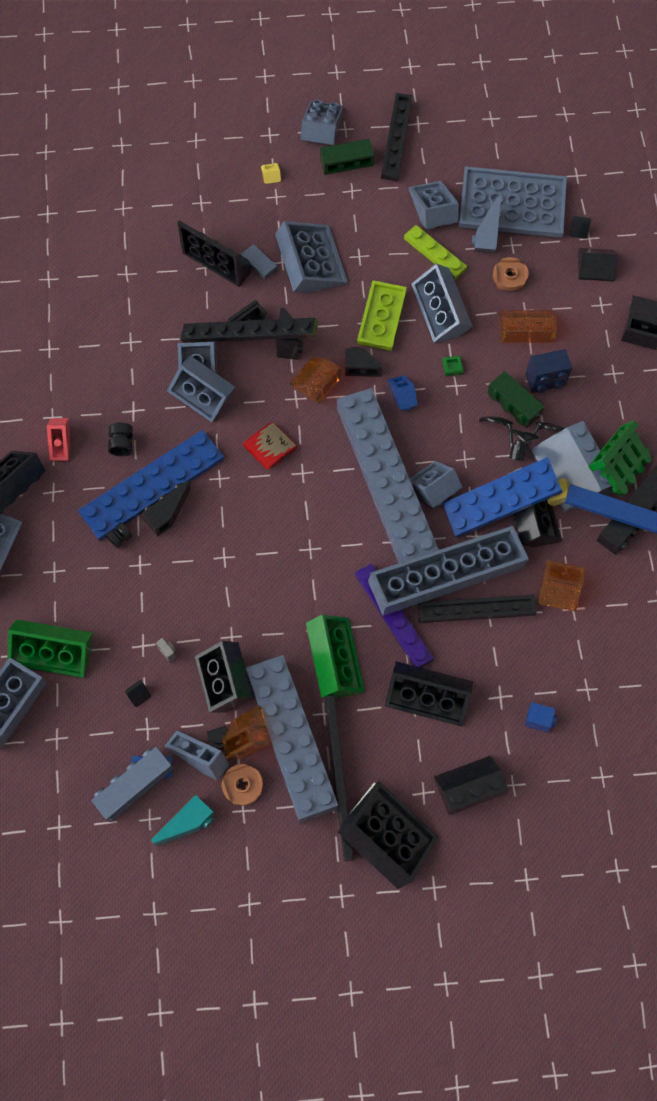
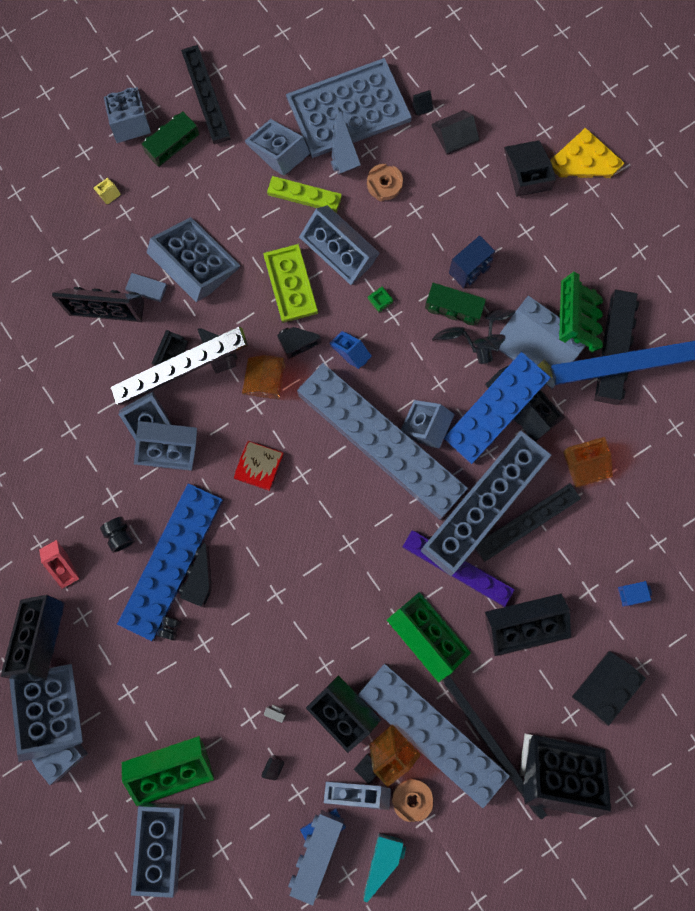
camera: 25 degrees left, 10 degrees up
(527, 326) = (427, 225): clear orange slope -> none

